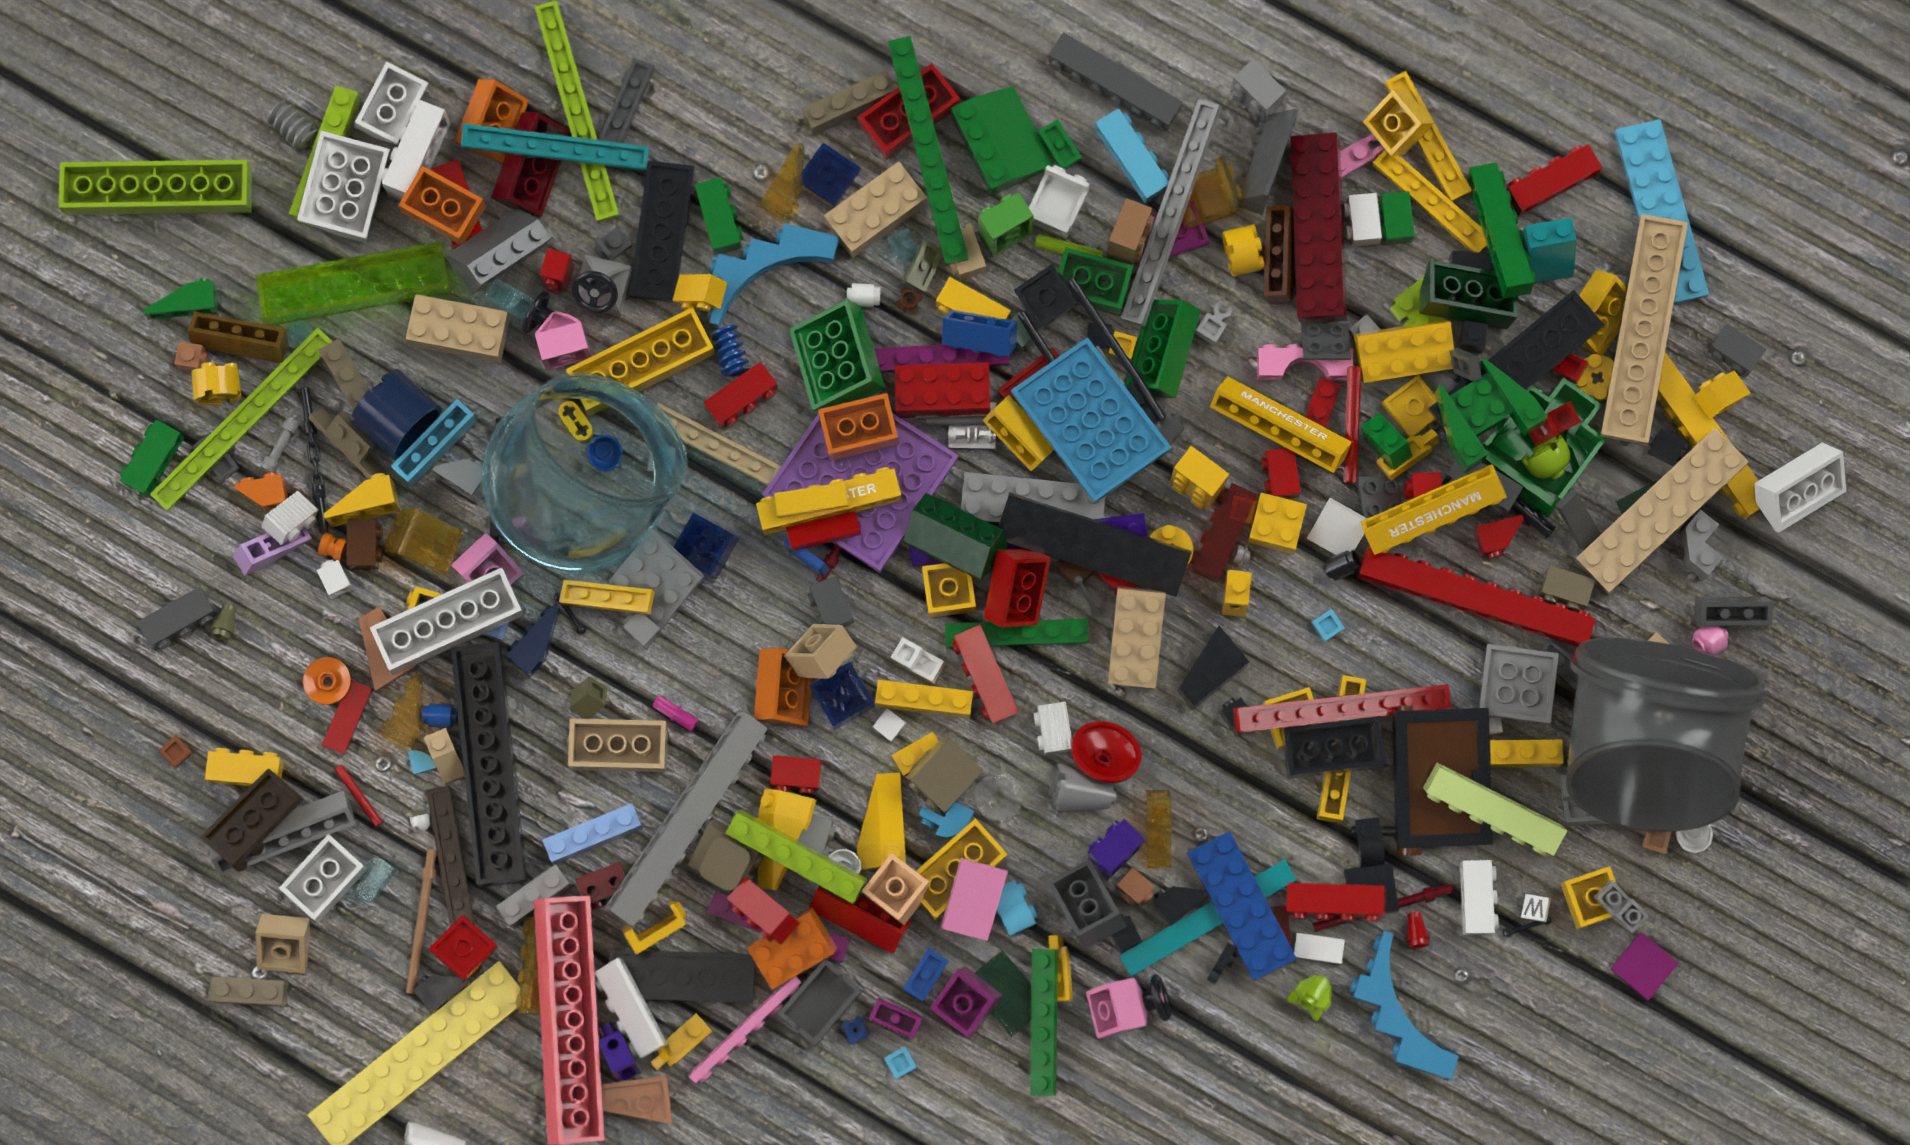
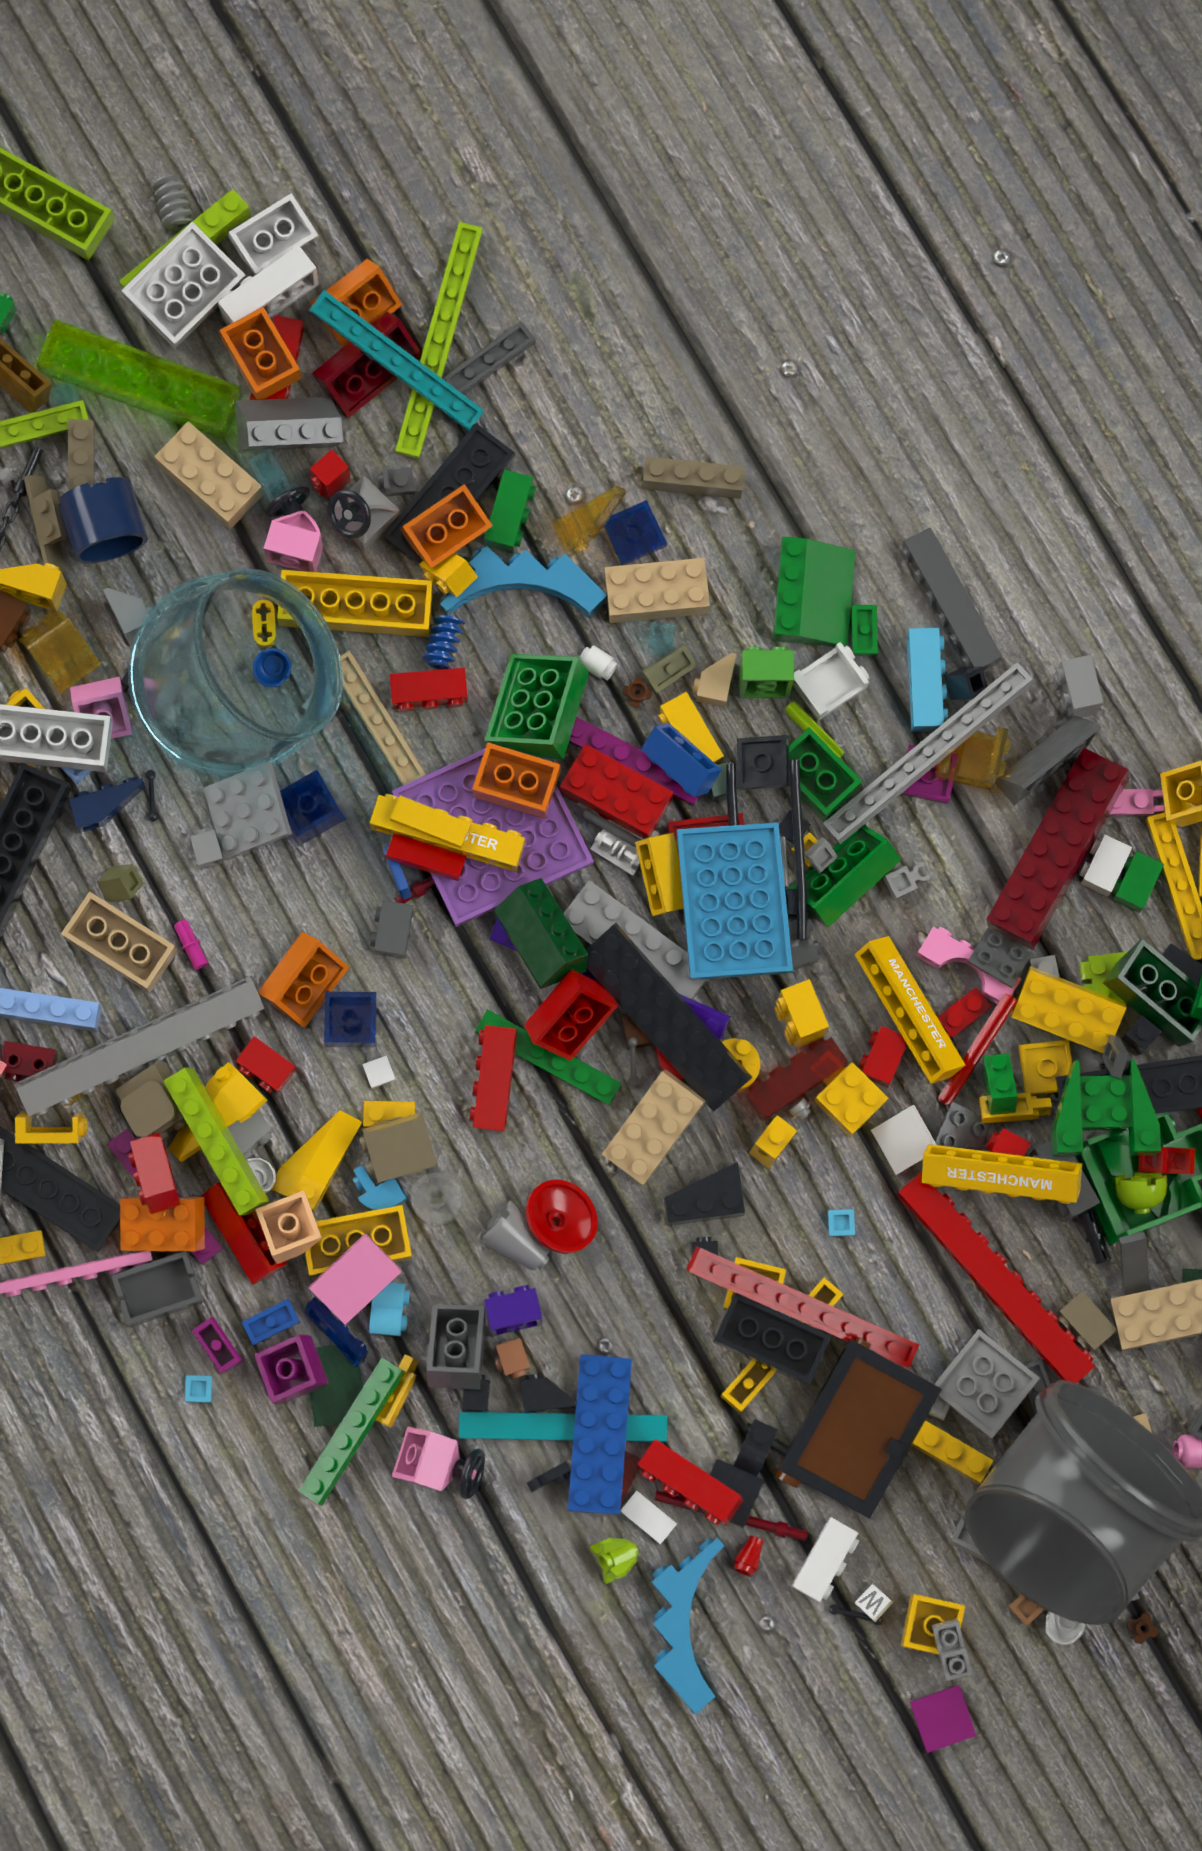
camera: 25 degrees right, 0 degrees up
(434, 443) = (122, 567): medium azure brick -> none
(607, 597) = (192, 800): yellow plate -> none
(677, 257) = (446, 526): none -> orange slope
(820, 651) = (355, 966): tan brick -> none
(848, 1029) = (170, 1328): blue plate -> none
(887, 121) = (742, 517): red brick -> none
(917, 660) = (442, 1028): white slope -> none
(924, 699) = (424, 1067): yellow brick -> none
(928, 150) = (736, 563): green plate -> none
(947, 590) = (506, 980): yellow brick -> none
(983, 950) = (336, 1331): none -> clear blue plate
(1054, 728) = (528, 1165): white brick -> none
(1130, 233) = (876, 749): medium nougat brick -> none
(1135, 343) = (820, 855): none -> light grey tile
(1158, 828) = (567, 1316): clear yellow slope -> none
(1166, 139) = (966, 682): none -> black brick
(1243, 250) = (974, 827): yellow brick -> none
(1279, 254) = (1005, 851): reddish brown brick -> none
(1342, 565) = (888, 1174): black brick -> none
(1494, 809) = (889, 1487): yellowish green brick -> none
(1496, 536) = (1049, 1234): red slope -> none
(1748, 802) = (1144, 1620): none -> reddish brown plate

